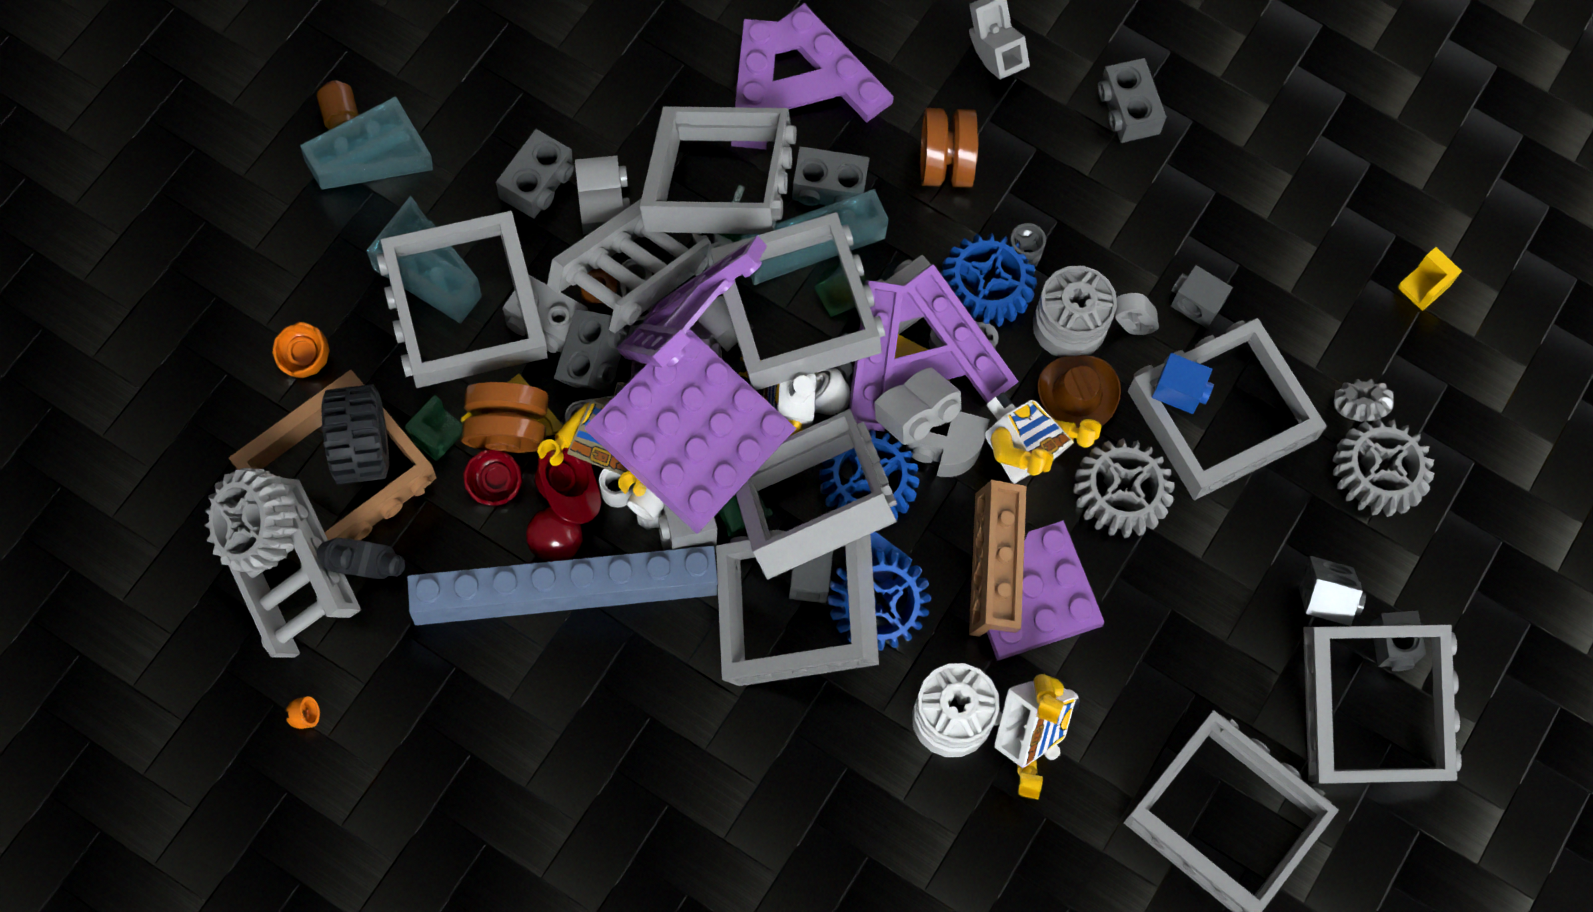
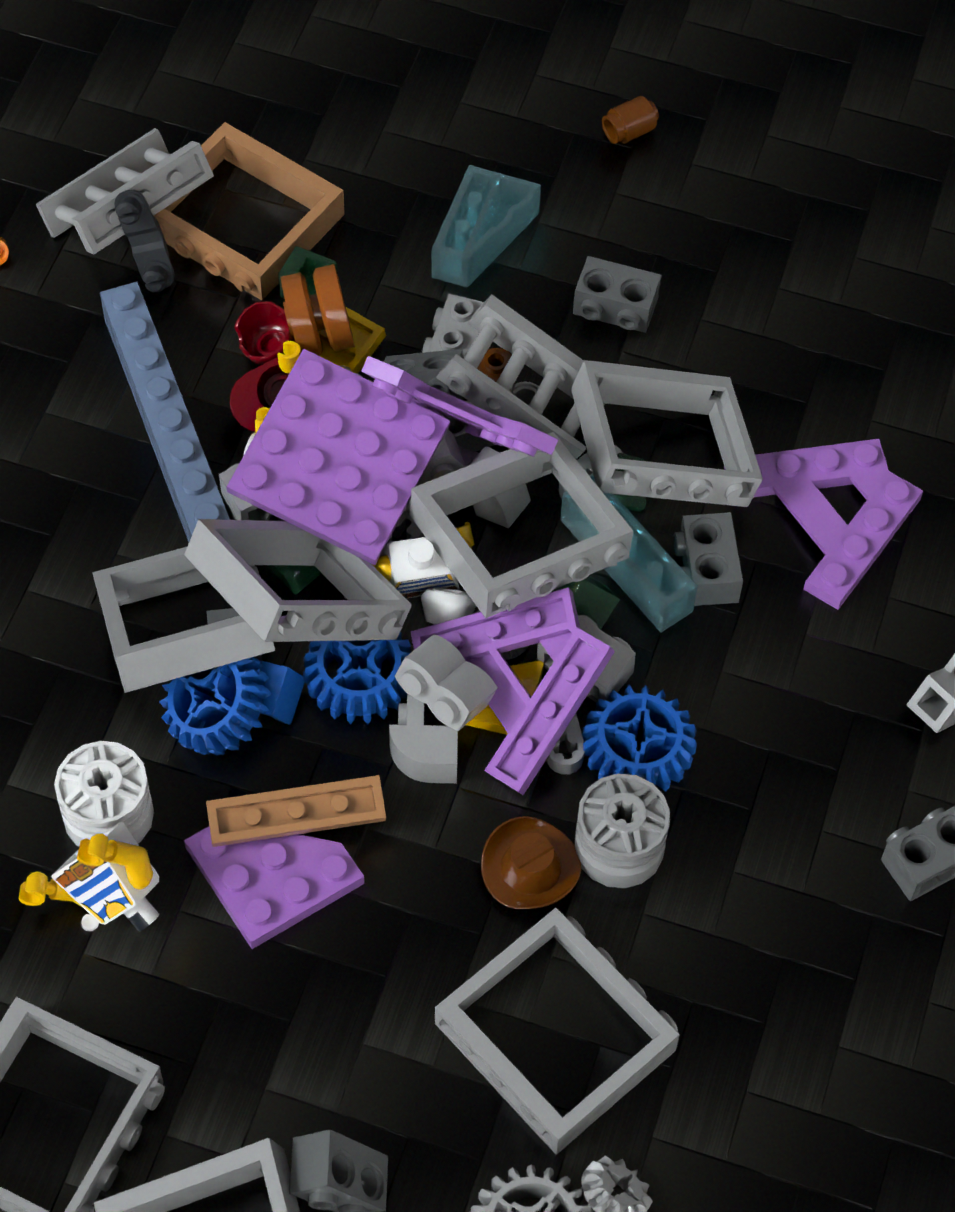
camera: 80 degrees right, 10 degrees down
(251, 520) = (152, 138): light grey gear -> none
(301, 350) = (357, 155): orange hair -> none
(355, 434) = (258, 190): black tyre -> none
(367, 148) = (591, 149): clear light blue wedge -> none
(477, 361) = (458, 293): light grey window -> none
(553, 537) = (212, 404): dark red hair -> none
(600, 190) = (620, 343): light grey brick -> none
(952, 148) = (783, 655): dark orange wheel -> none
(1030, 239) = (704, 765): dark grey wheel -> none
(1030, 439) = (445, 809): torso -> none
(1136, 314) = (641, 897): light grey beam -> none
(1139, 511) = (397, 907): light grey gear -> none
(1183, 383) = (554, 951): blue brick -> none
(1200, 295) = (696, 974): dark grey brick -> none

